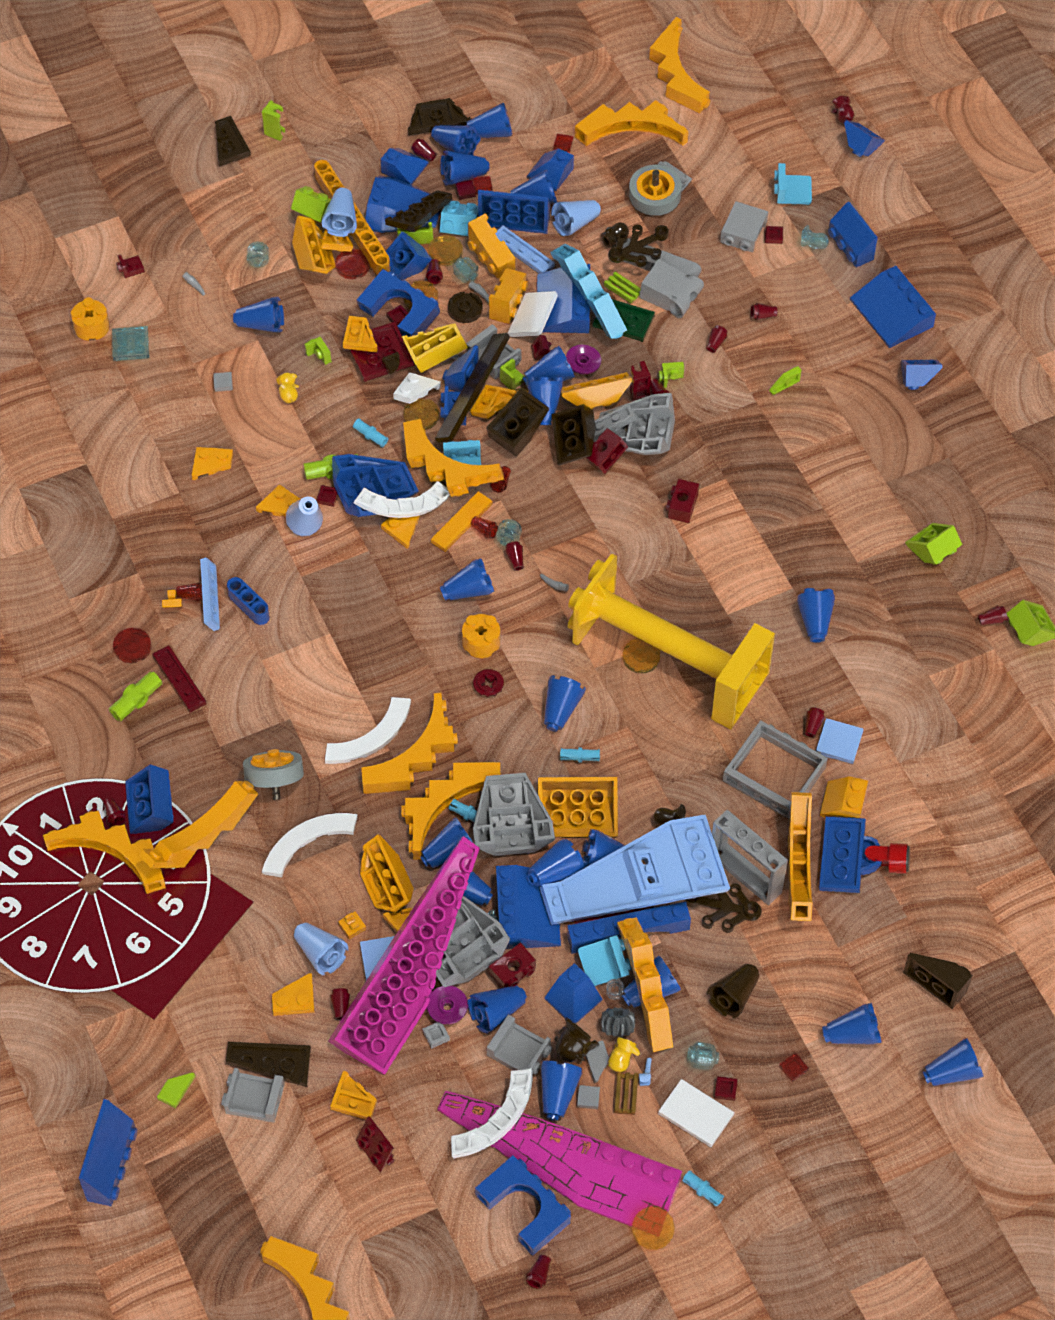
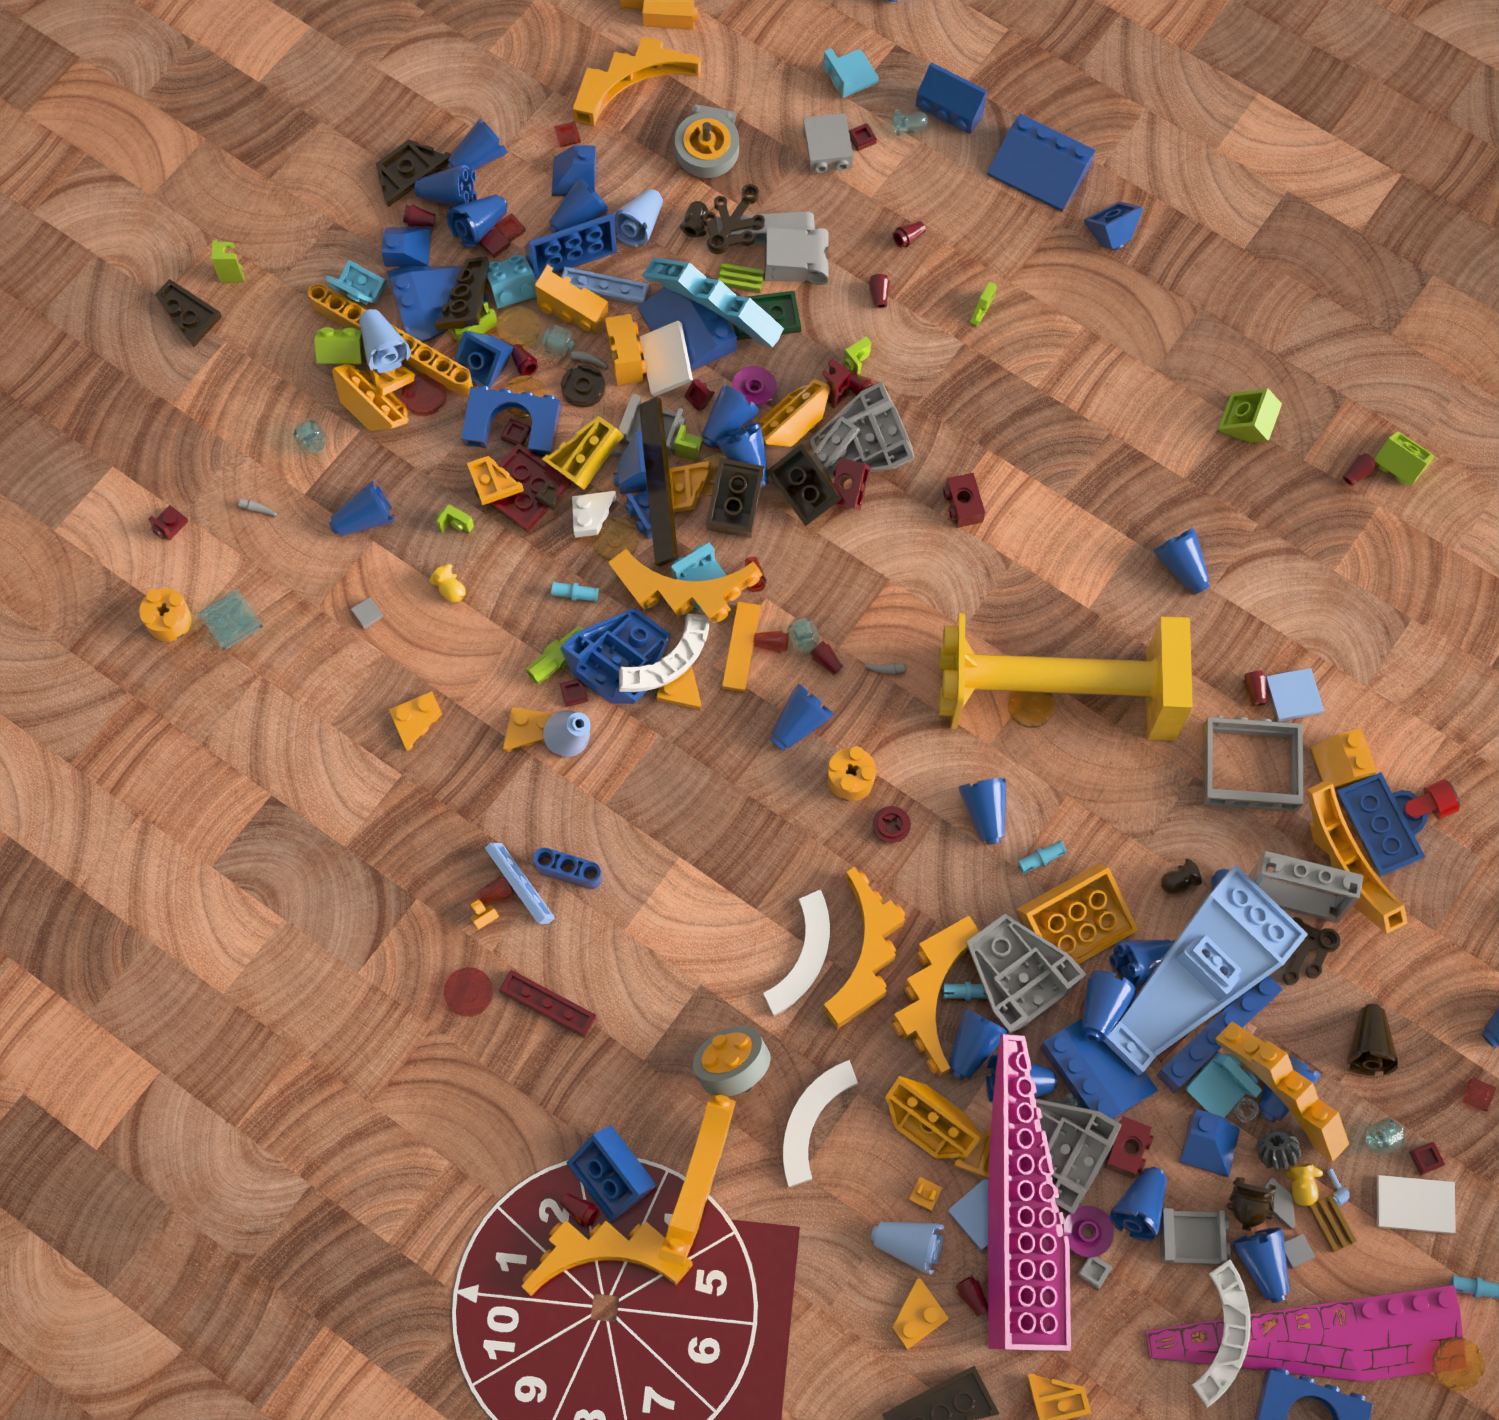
camera: 30 degrees left, 10 degrees up
(135, 696) = (513, 1053): lime piece -> none
(353, 173) = (358, 283): none -> medium azure bracket

